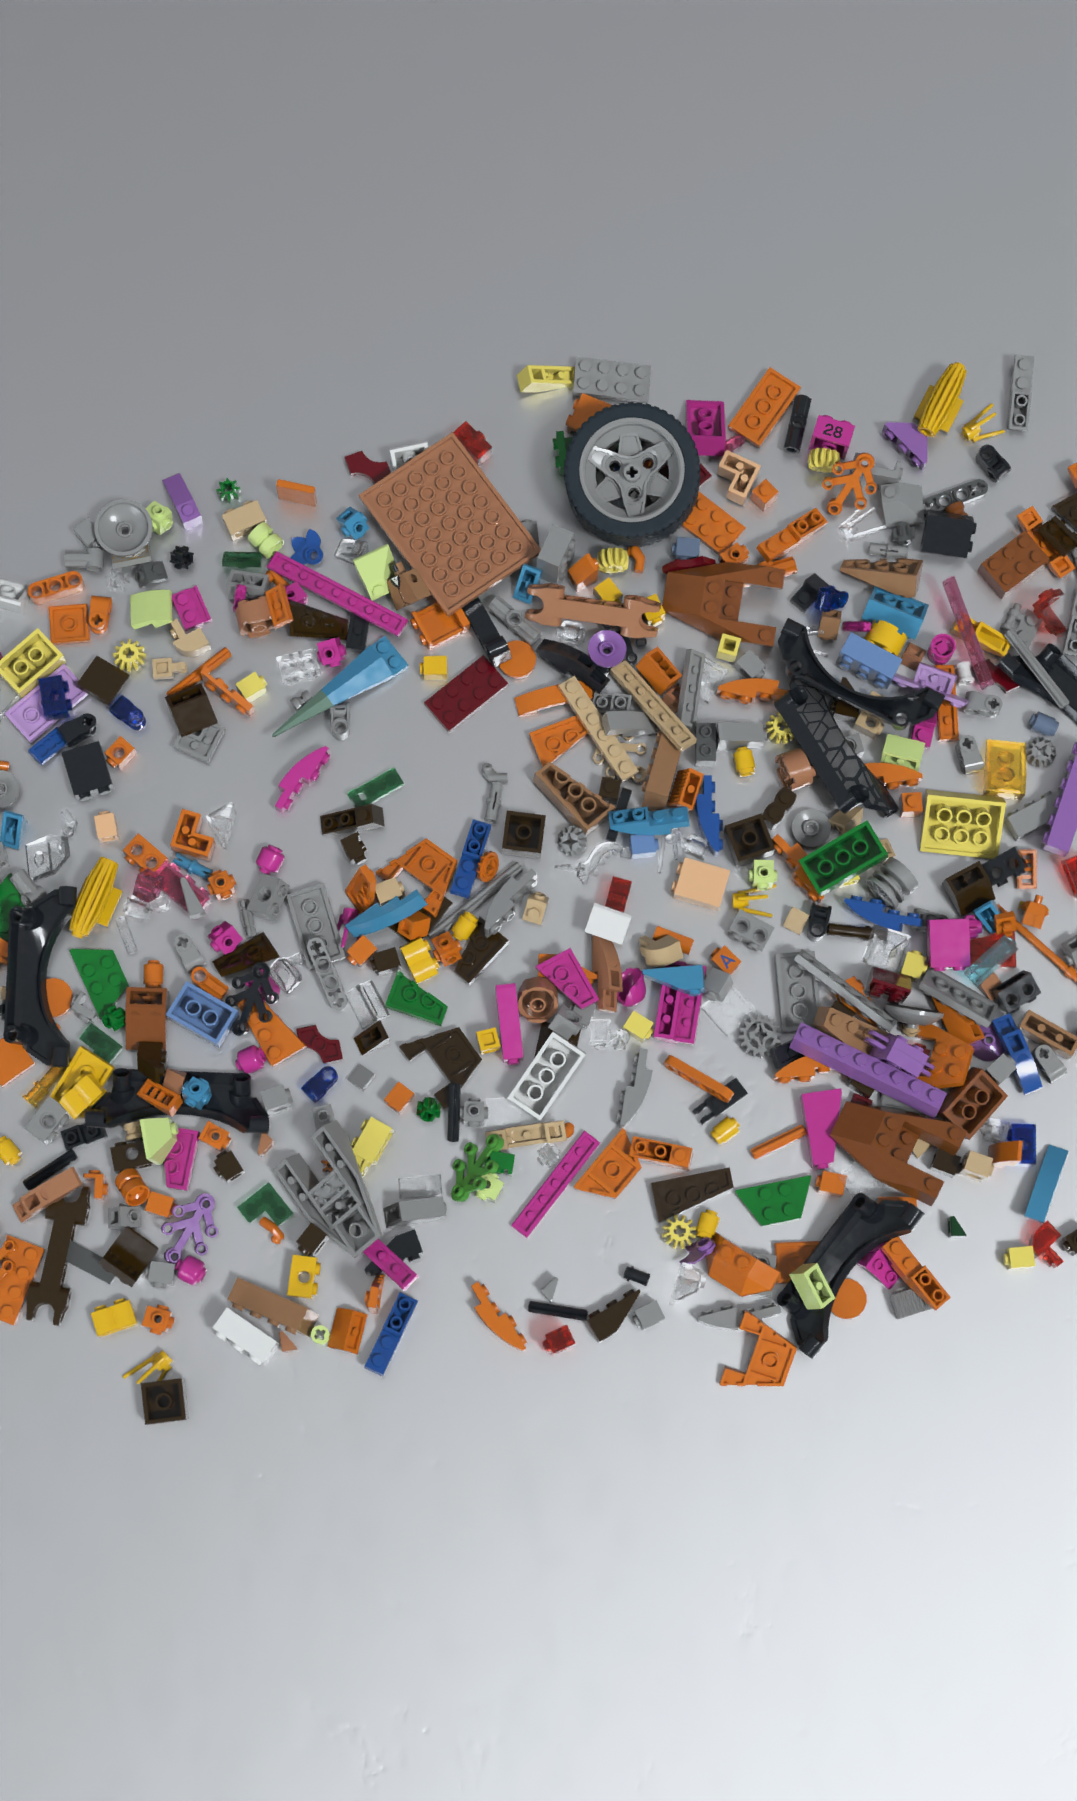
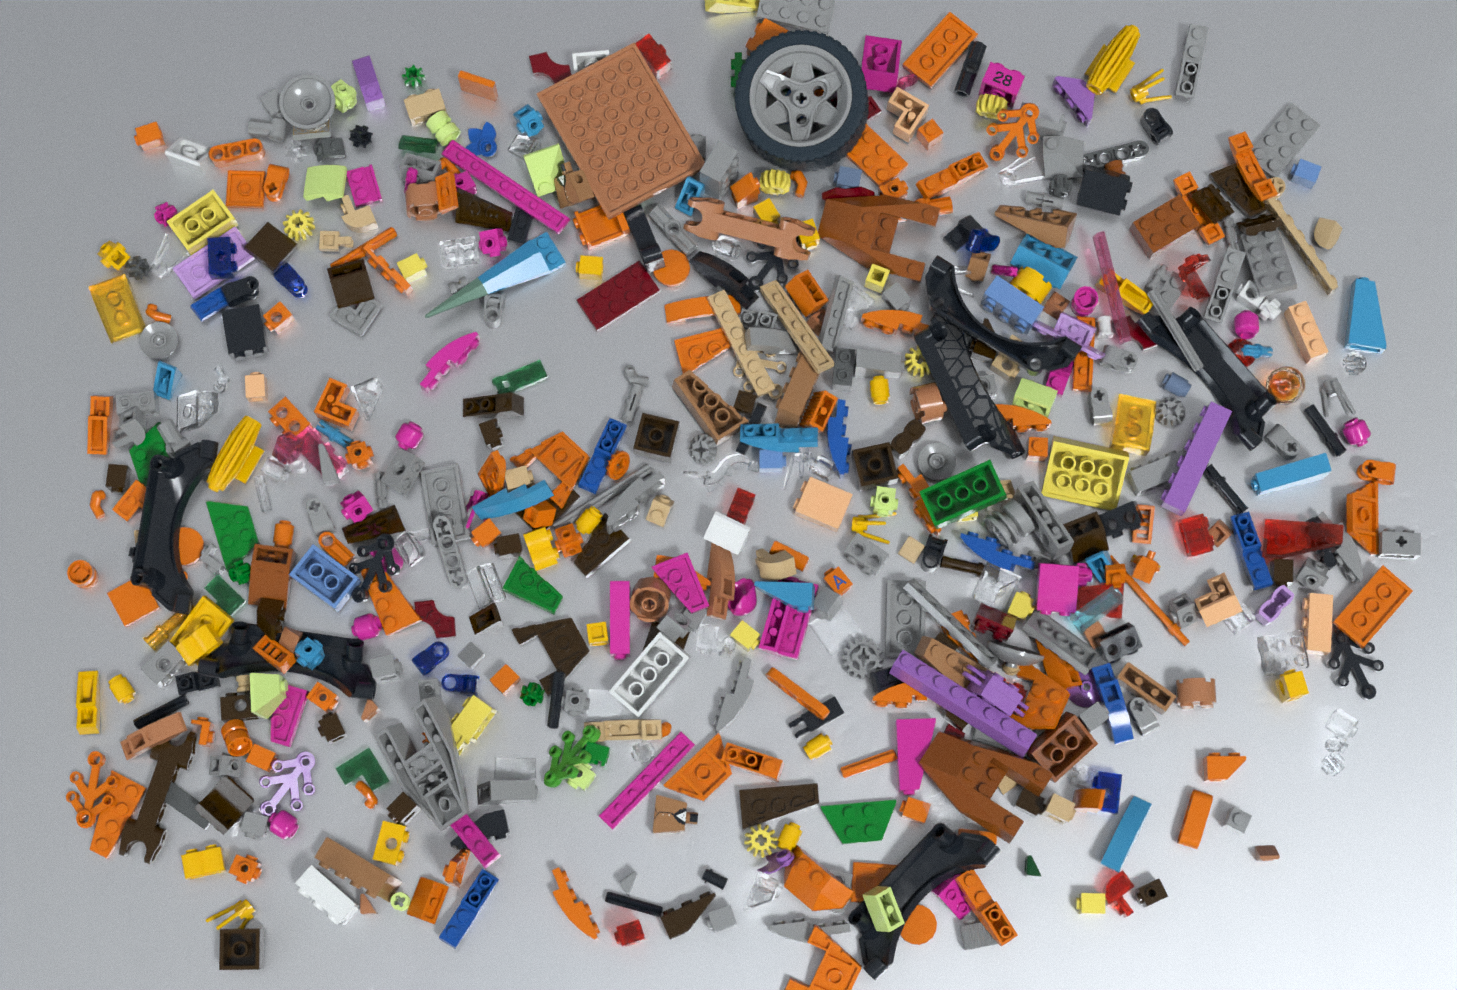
camera: 10 degrees right, 0 degrees up
(356, 1107) = (462, 684): none -> clear blue piece
(585, 1217) = (671, 816): none -> medium nougat torso
(611, 641) = (759, 258): medium lavender dish -> none
(847, 821) = (973, 458): tan brick -> none
(931, 880) = (1046, 522): none -> light grey brick

